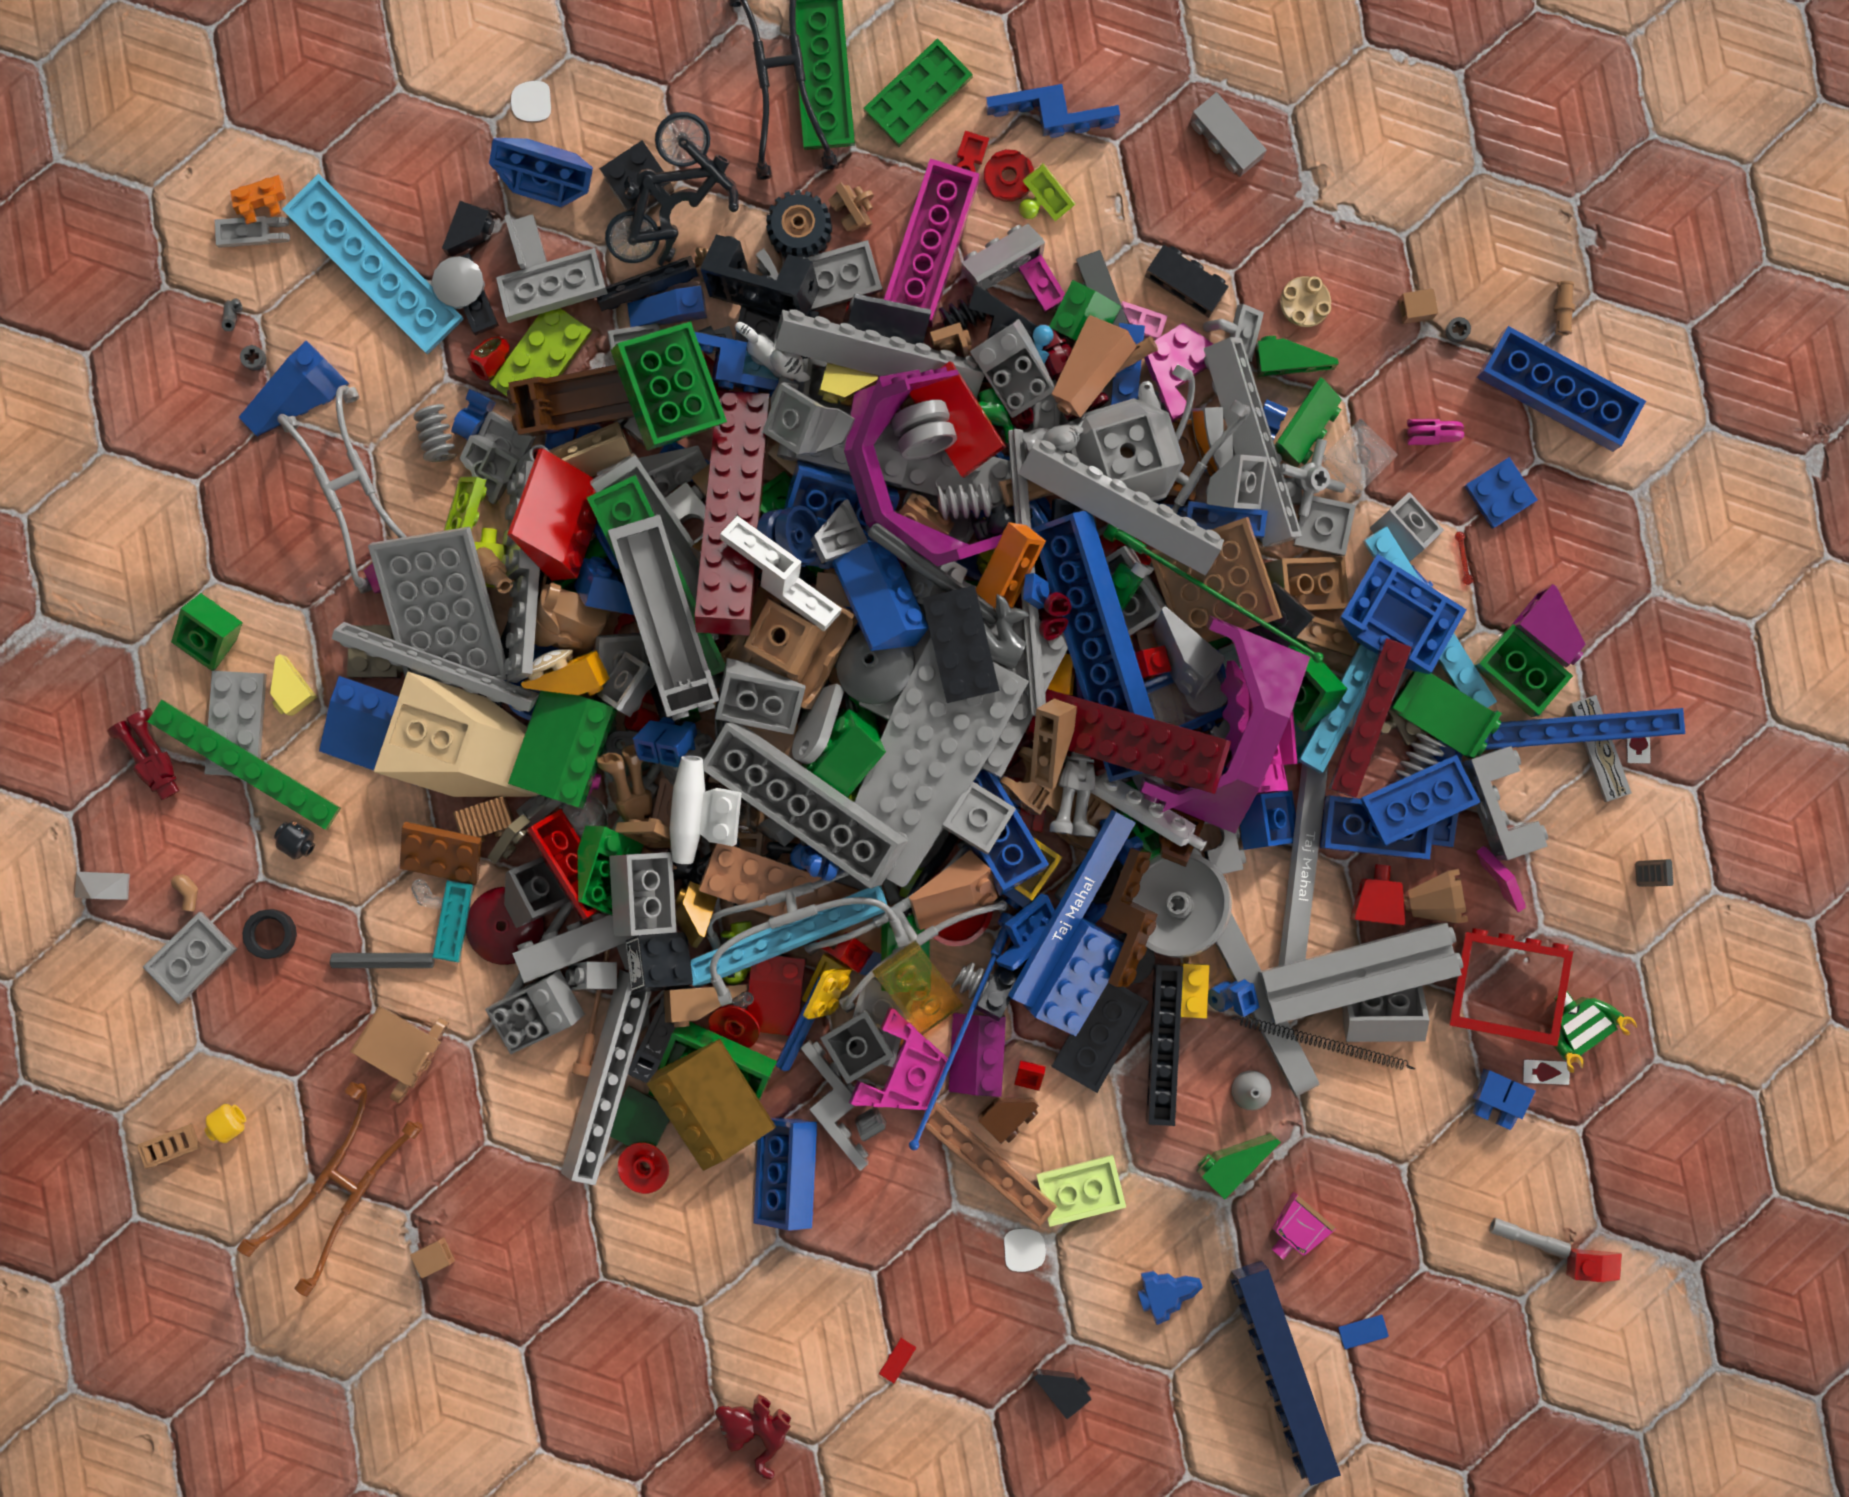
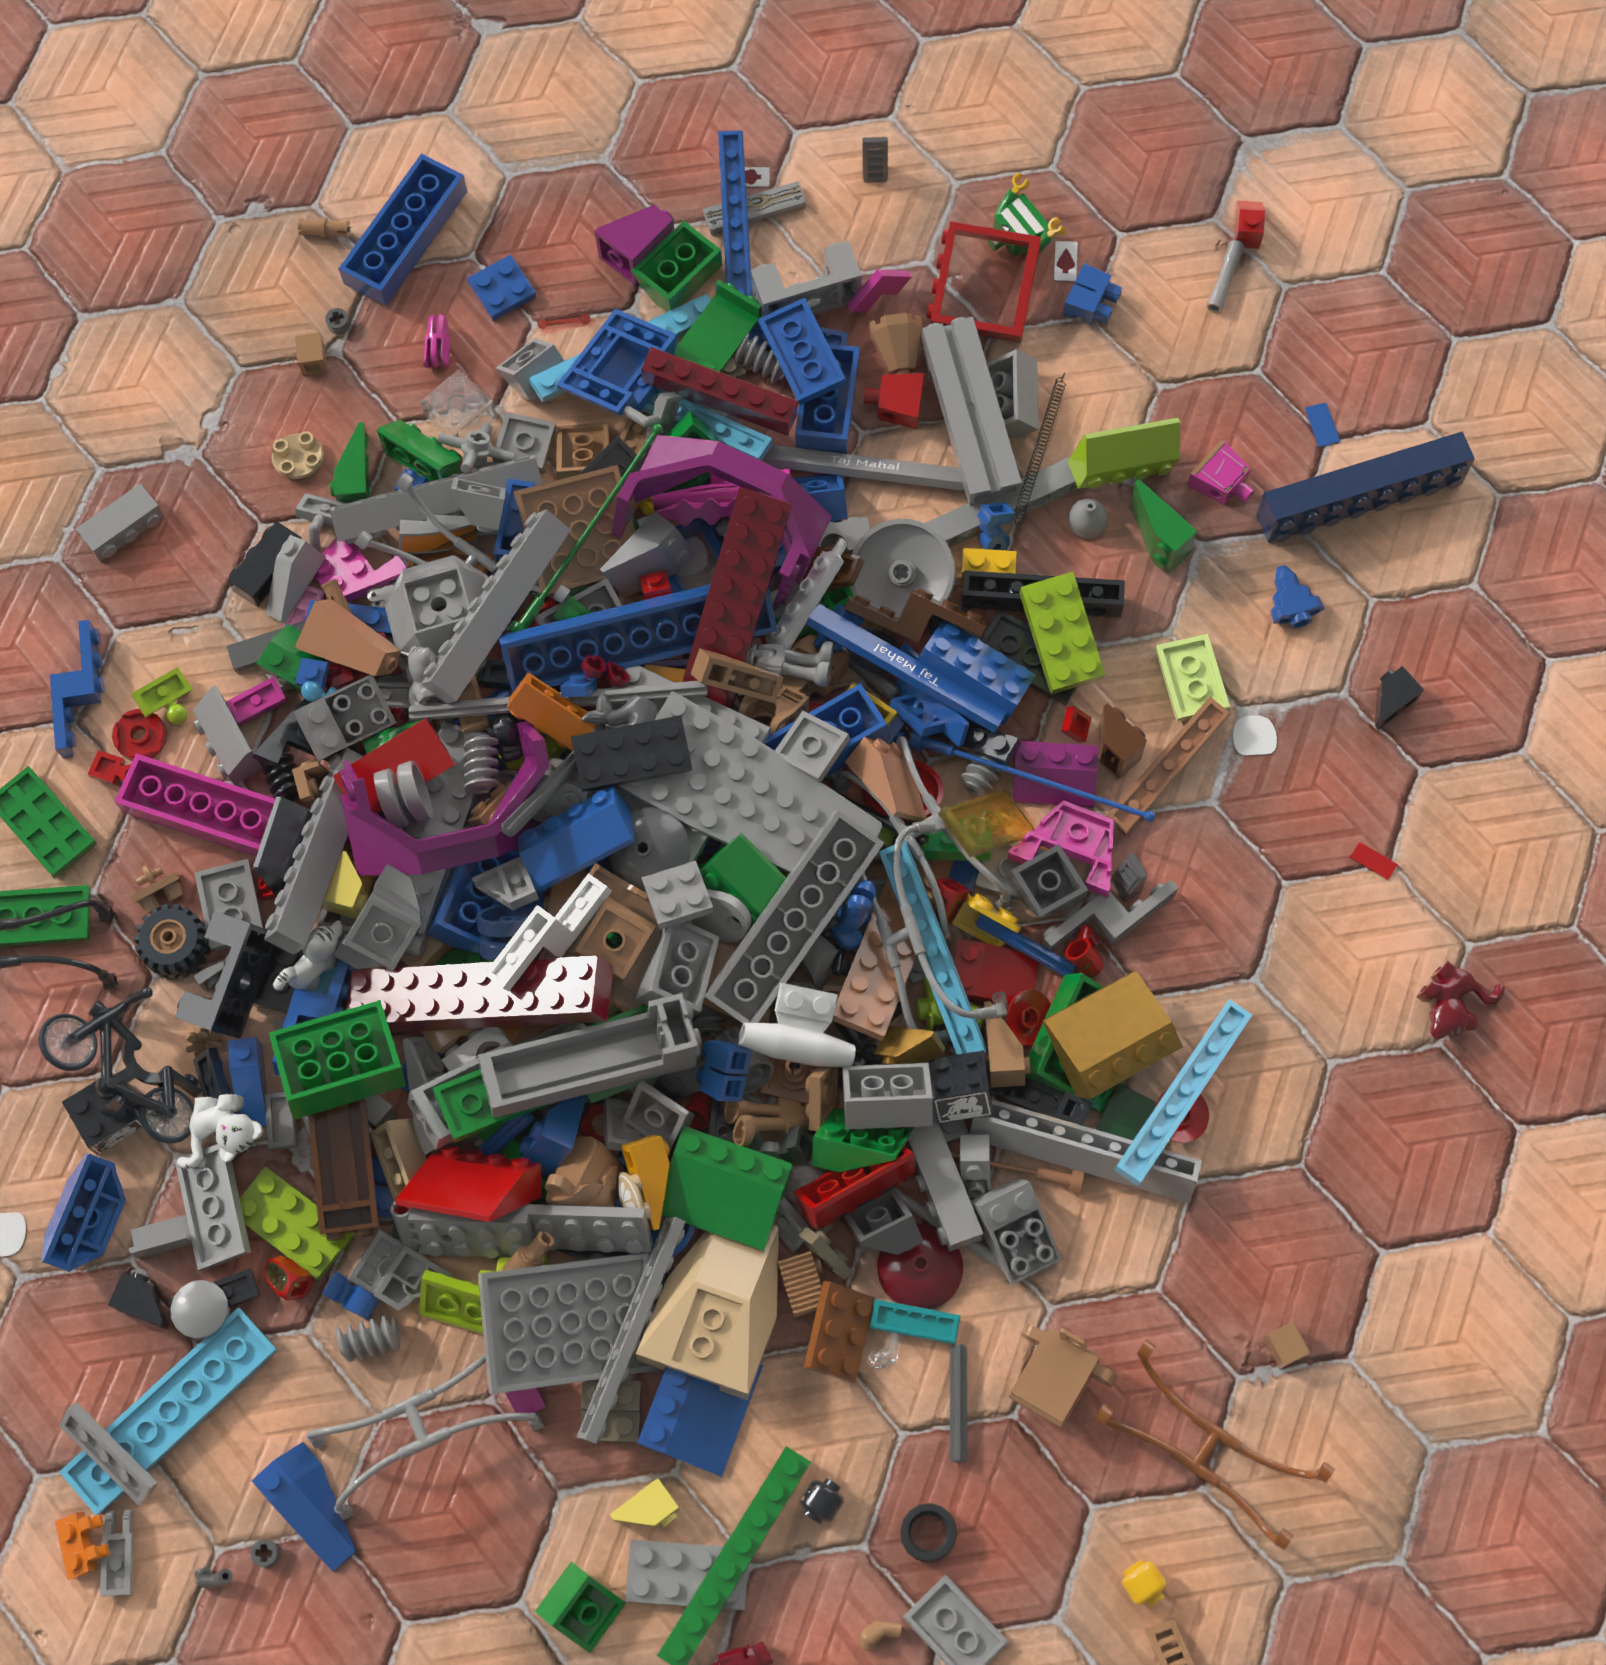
camera: 90 degrees left, 15 degrees down
(323, 221) = (108, 1454): none -> light grey plate
(601, 808) = (793, 1148): none -> pearl dark grey piece
(612, 297) = (233, 1131): none -> white animal
(658, 1170) = (1182, 1093): none -> medium azure plate
(786, 1175) = (1186, 966): blue slope -> none
(794, 1078) = (1083, 954): none -> red piece
(824, 693) = (677, 895): none -> light grey plate
(1061, 335) = (312, 671): none -> blue plate
(1114, 1062) = (1062, 633): none -> lime brick
(1170, 306) = (291, 576): none -> light grey slope
(1313, 1130) = (1126, 453): none -> lime slope
(1340, 661) = (665, 412): none -> light grey plate

